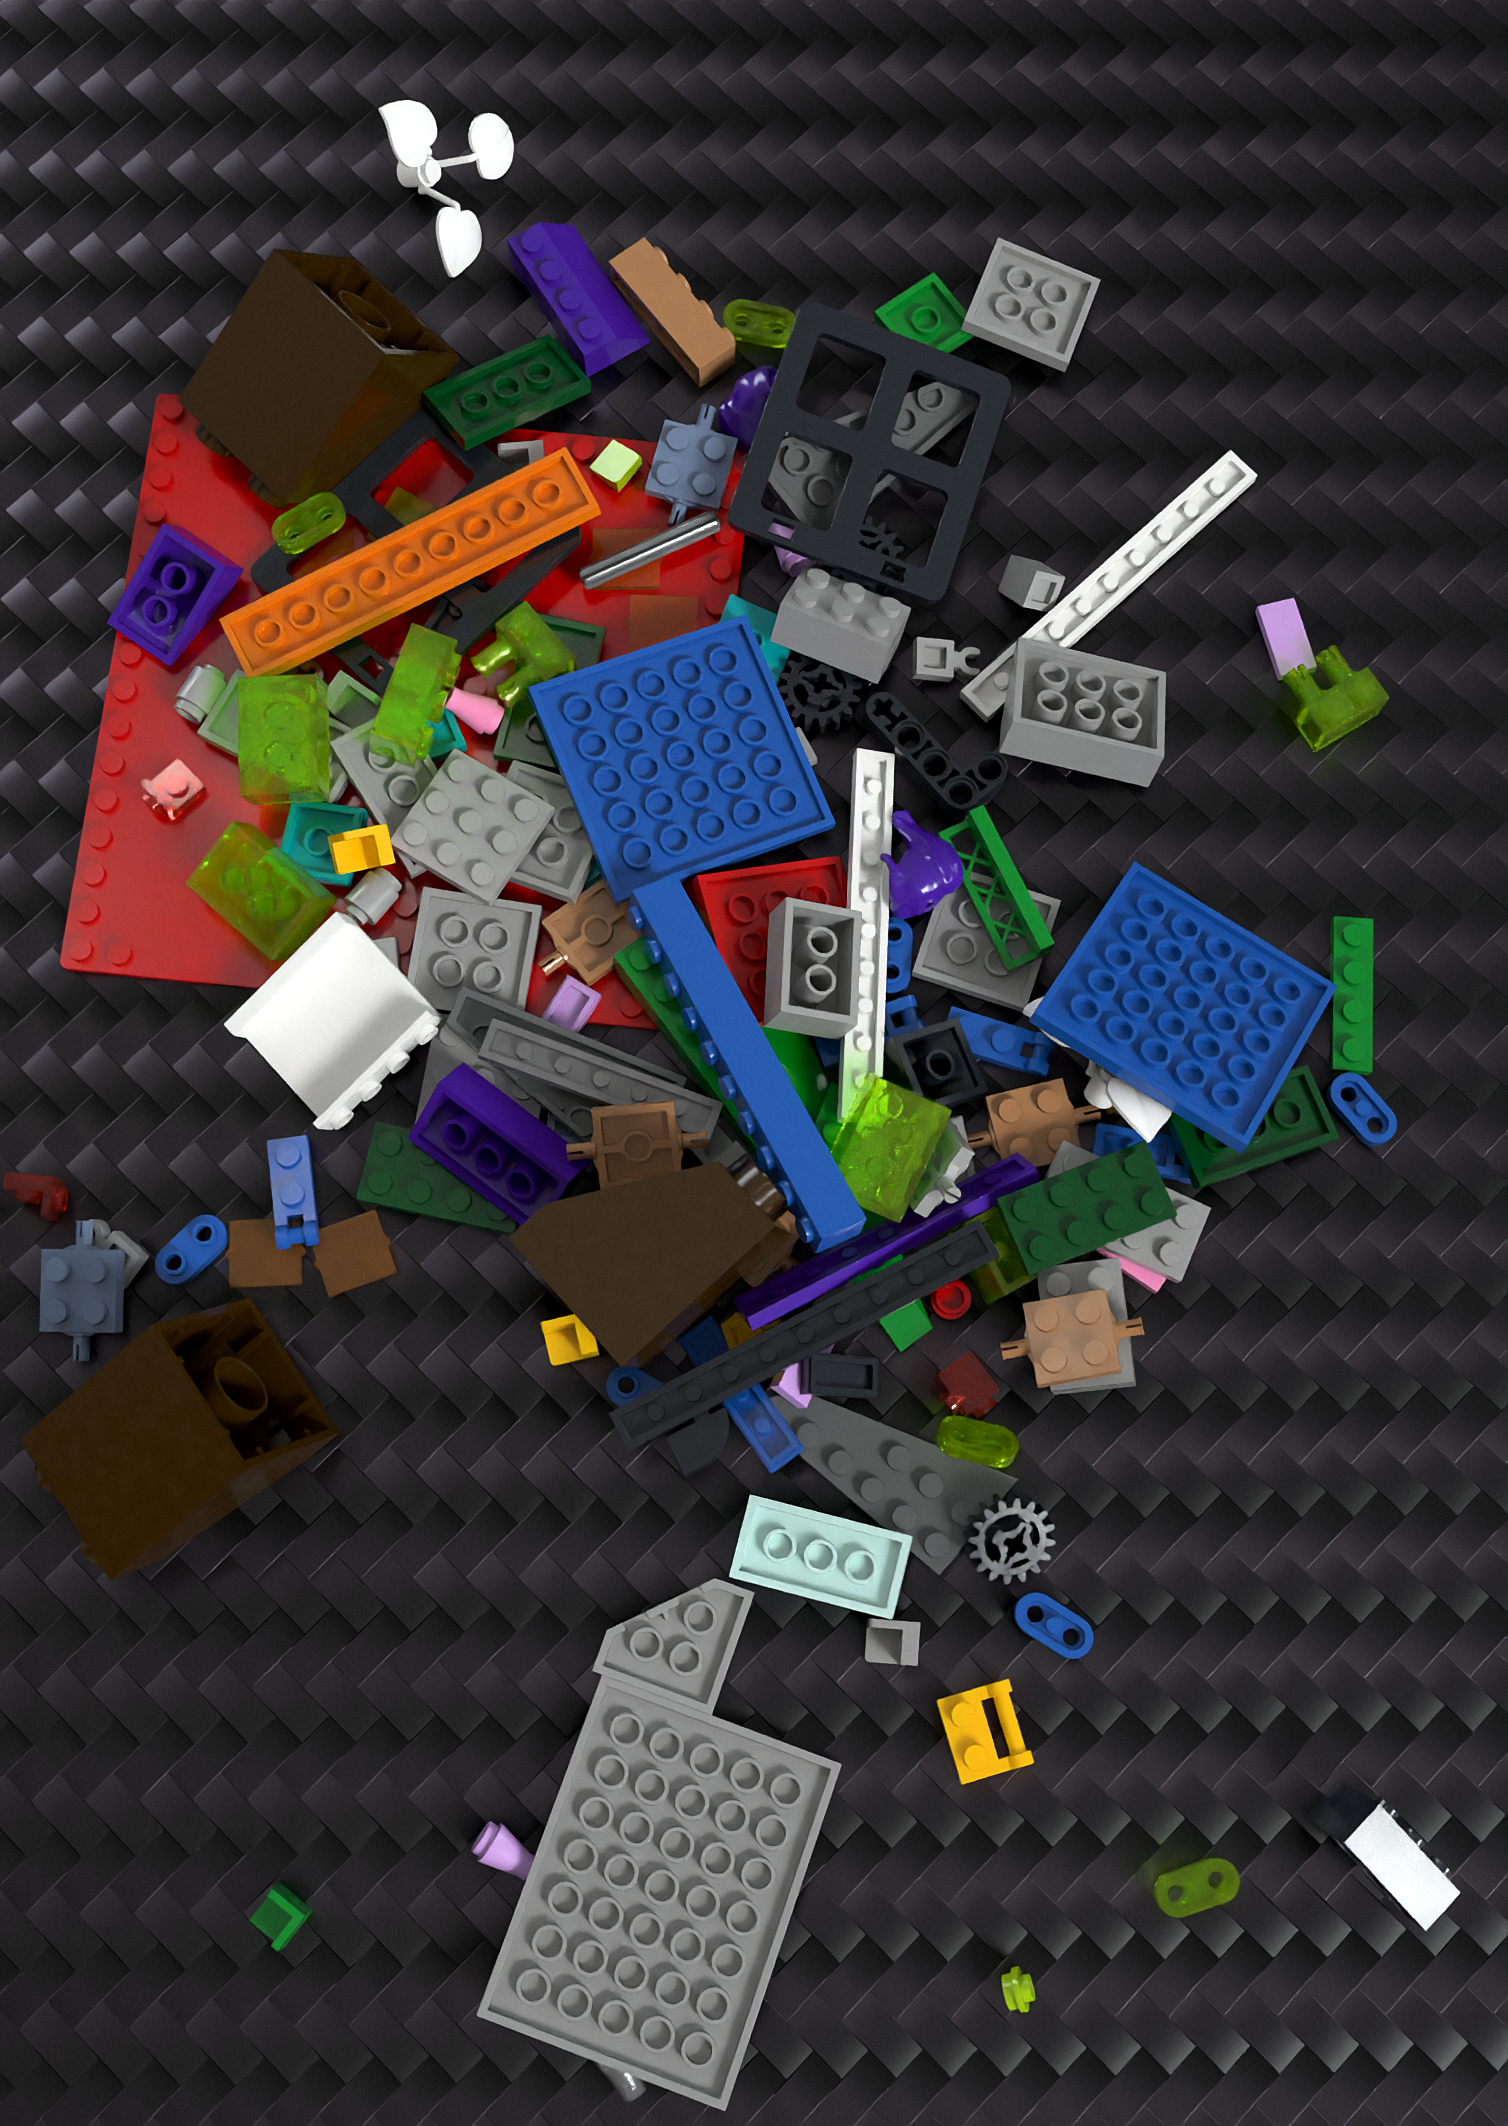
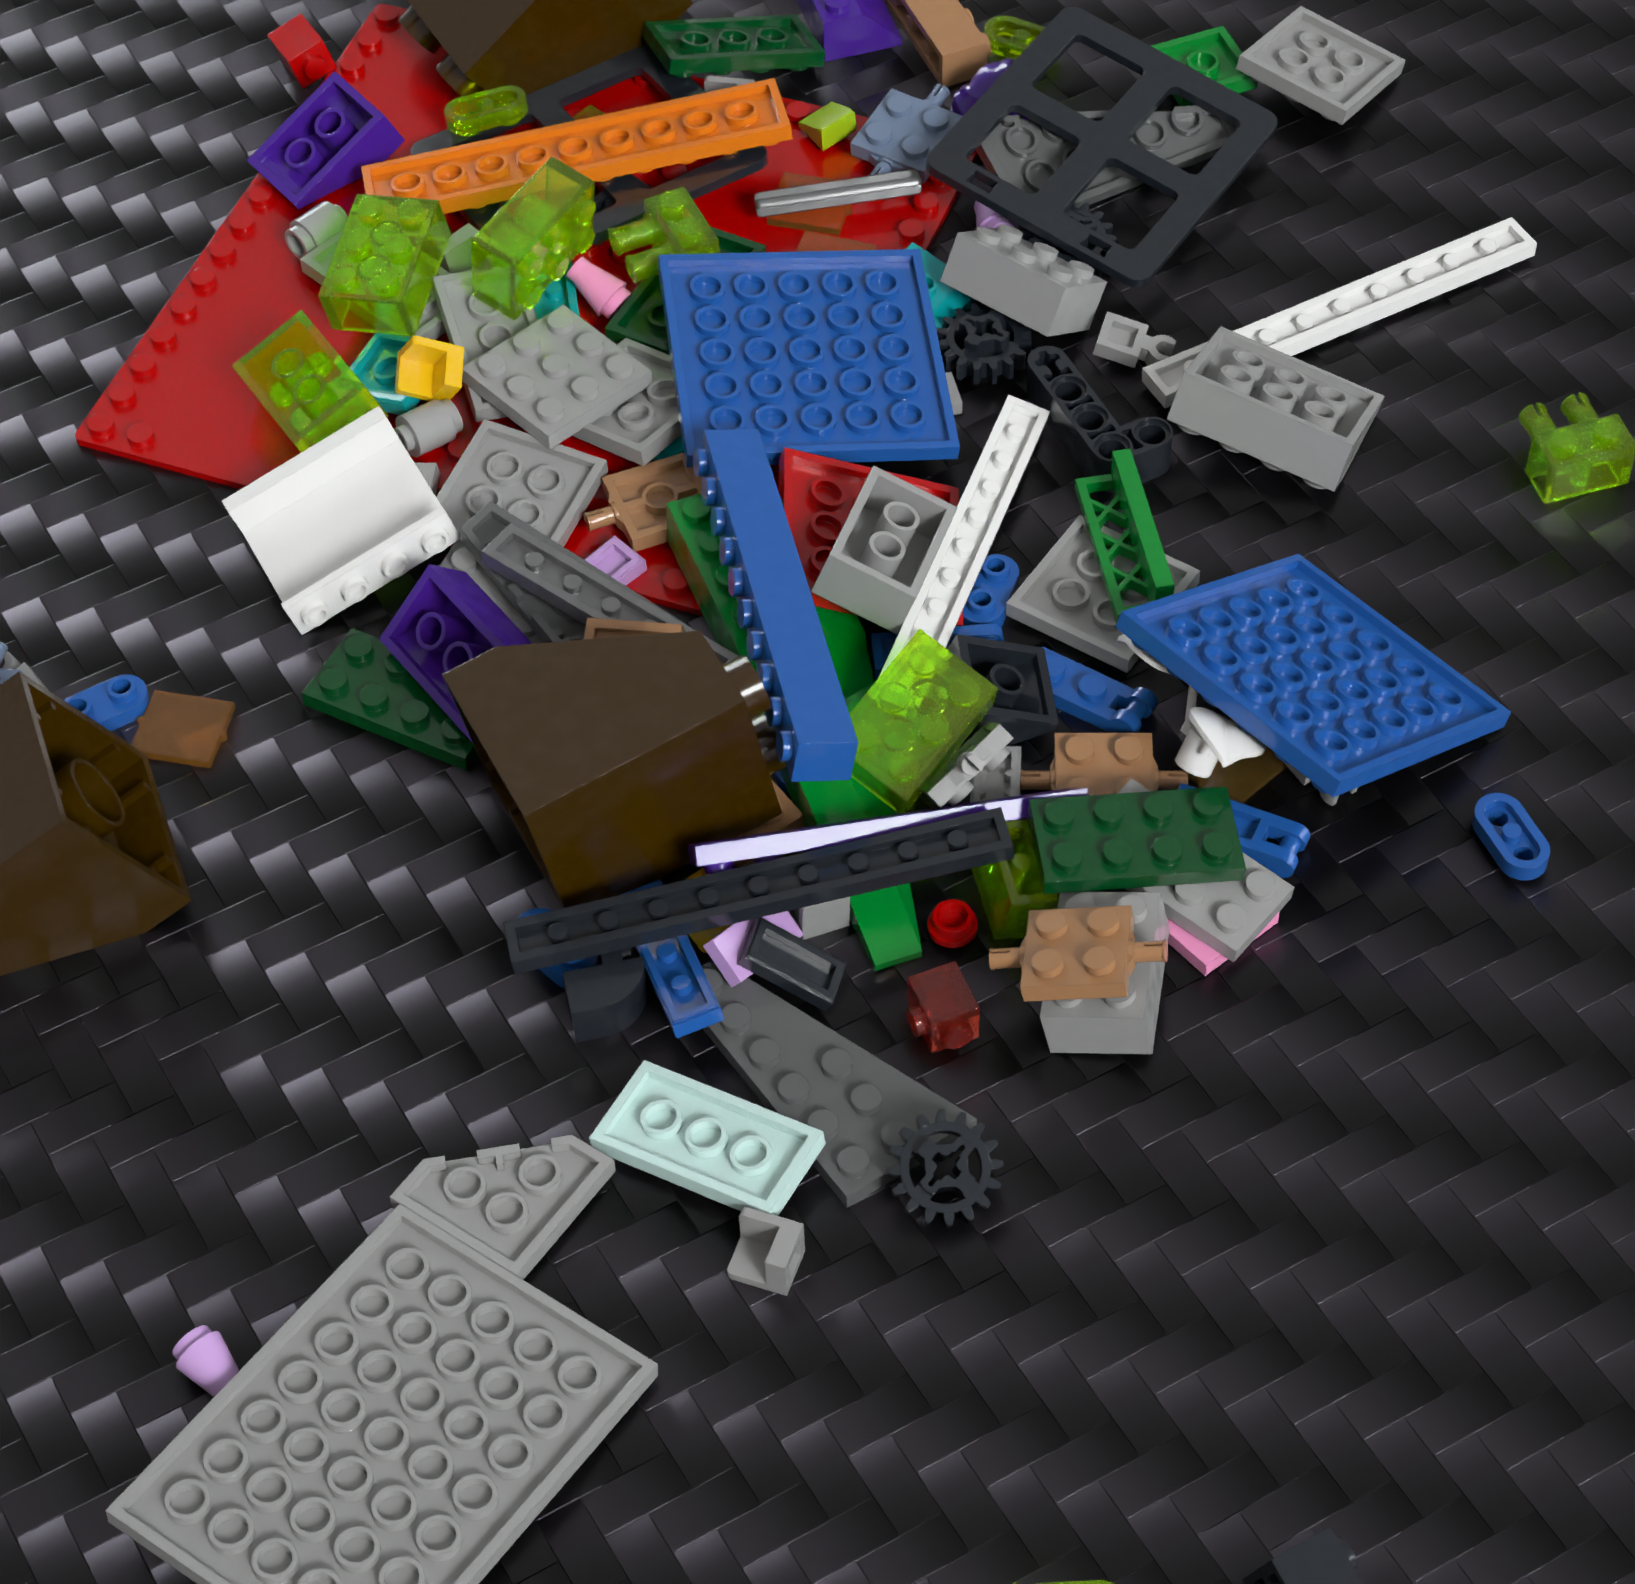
camera: 20 degrees right, 25 degrees down
(111, 477) = (302, 50): none -> red brick
(172, 790) = (253, 307): clear red bracket -> none
(293, 1191) = (235, 673): plate -> none
(353, 1253) = (278, 748): clear orange piece -> none
(568, 1340) = (491, 867): yellow panel -> none
(925, 871) = (1039, 508): dark purple piece -> none
(971, 1737) = (831, 1380): yellow plate -> none
(977, 1441) = (923, 1059): clear neon green plate -> none
(1031, 583) = (1252, 292): light grey panel -> none
(1052, 1625) = (976, 1282): blue plate -> none
(1285, 637) = (1533, 382): lavender tile -> none
(1290, 1127) = (1377, 823): dark green plate -> none
(1353, 999) = (1529, 727): green plate -> none

